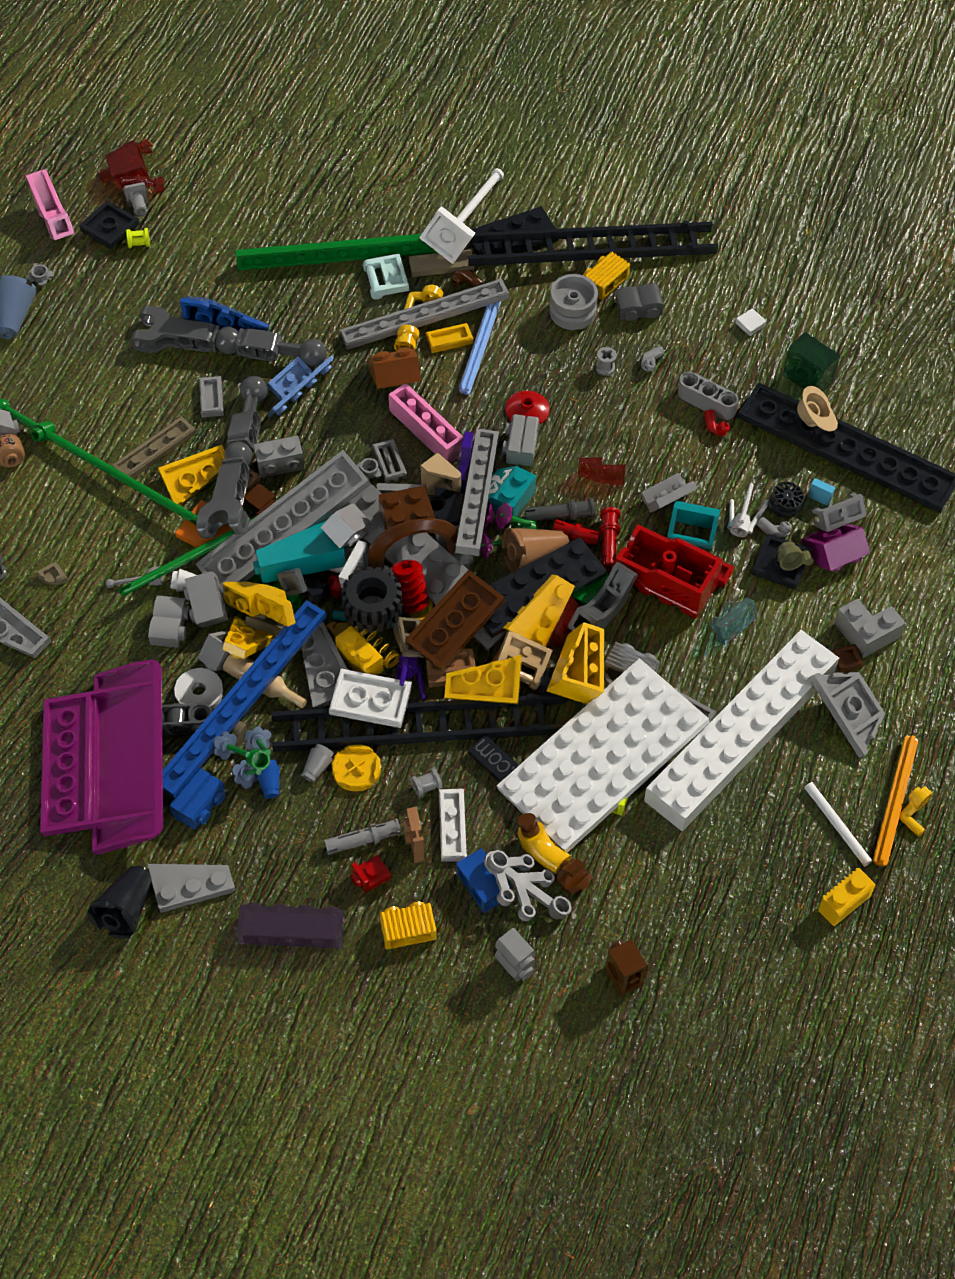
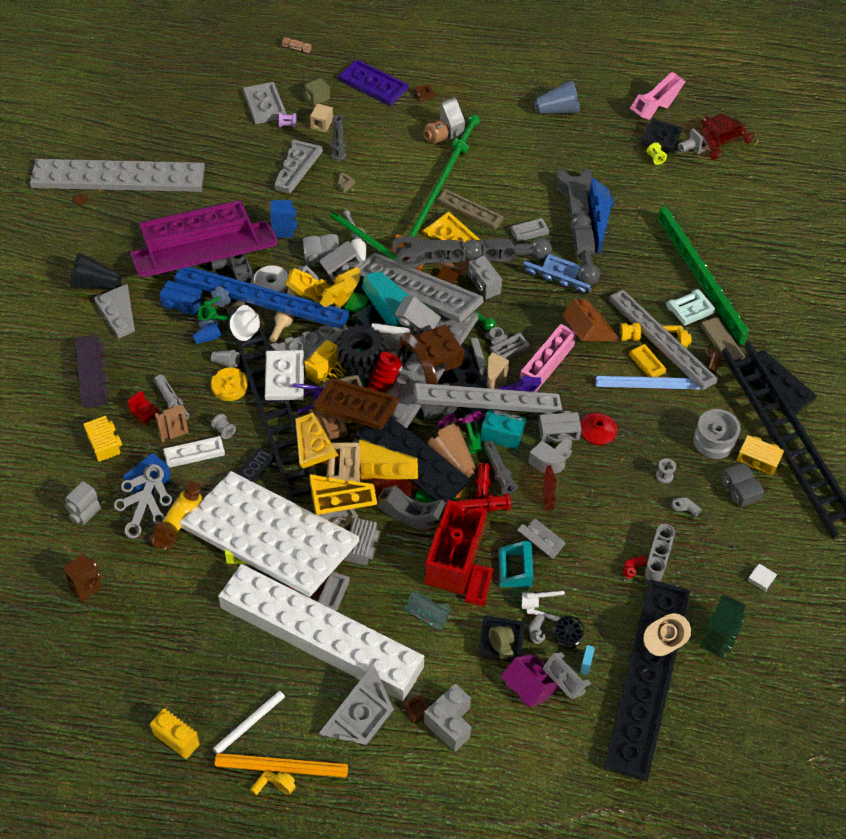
camera: 75 degrees right, 5 degrees down
(40, 274) = (599, 111): light grey plate -> none
(106, 649) = (282, 218): none -> blue brick
(274, 723) = (244, 323): none -> white piece
(292, 582) = (362, 299): dark grey tile -> none
(450, 234) = (737, 327): white tile -> none
(562, 458) = (545, 455): none -> light grey brick

